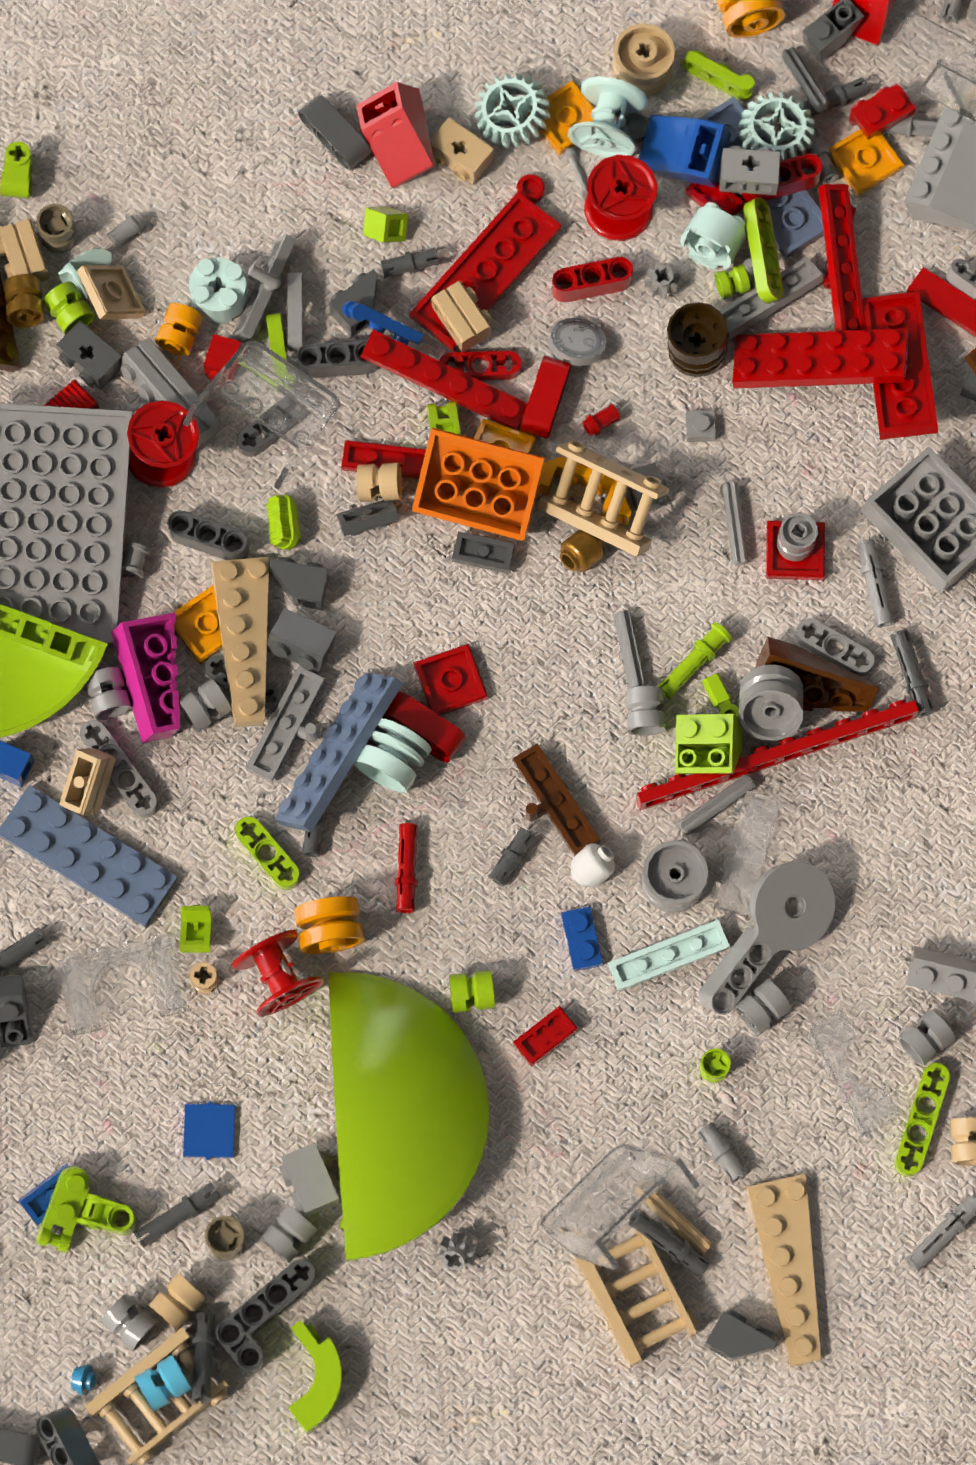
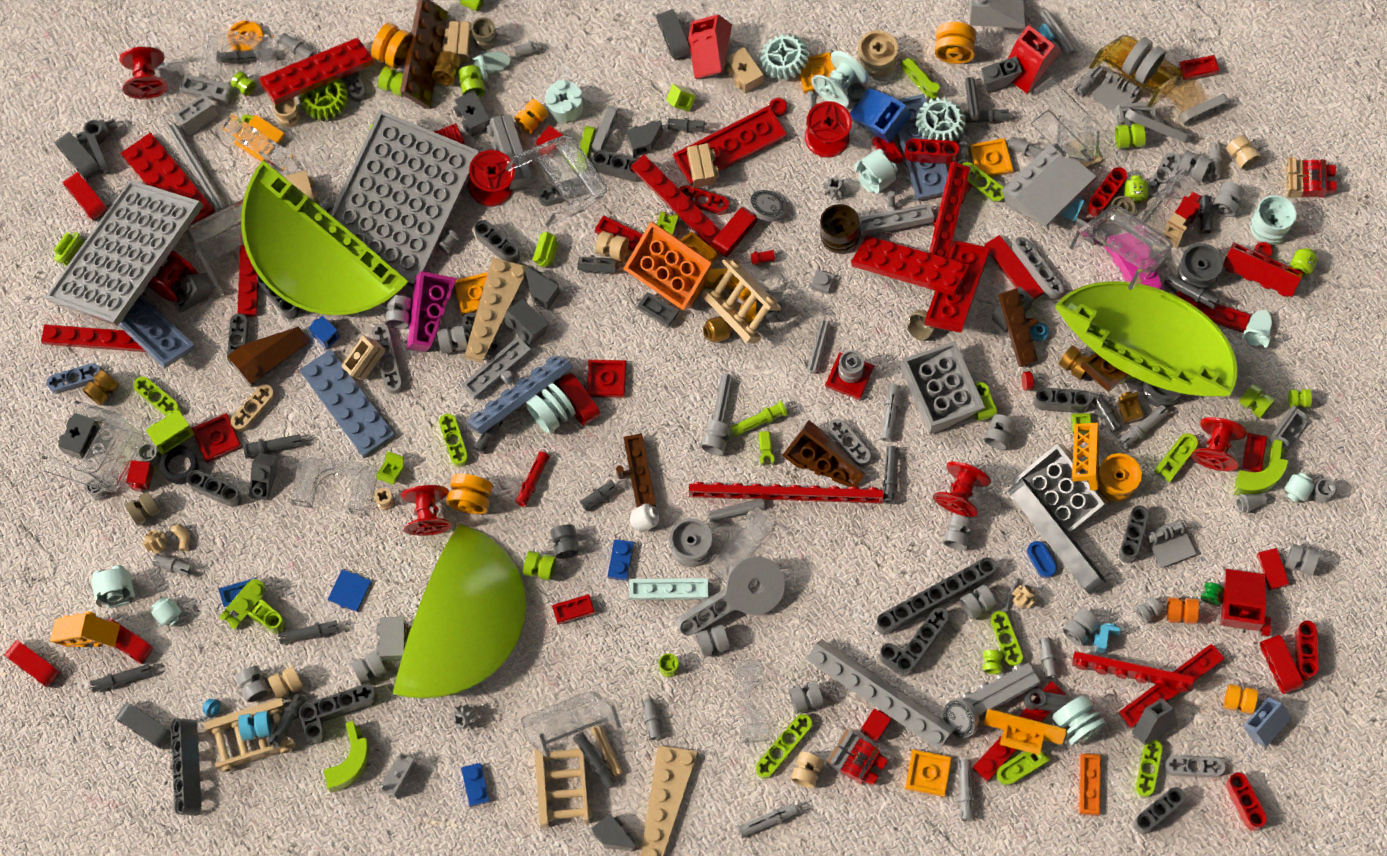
camera: 25 degrees right, 5 degrees down
(111, 291) = (500, 80): tan tile -> none
(225, 1238) = (330, 656): dark tan wheel -> none
(268, 279) = (595, 106): light grey plate -> none
(381, 322) = (651, 153): blue plate -> none
(395, 1373) = (398, 775): none -> light grey hinge
(493, 942) = (565, 541): none -> dark grey wheel
(511, 1343) = (475, 784): none -> blue plate
(603, 270) = (785, 166): red beam -> none
(707, 743) = (744, 469): lime slope -> none
(732, 281) = (881, 202): lime wheel -> none
(737, 178) = (915, 145): light grey brick -> none
(763, 250) = (897, 209): lime beam -> none
(771, 702) = (792, 459): light grey wheel -> none
(864, 440) = (917, 326): none -> dark tan hair
(881, 111) = (1011, 132): red bracket -> none
(890, 197) = (996, 185): none -> lime beam

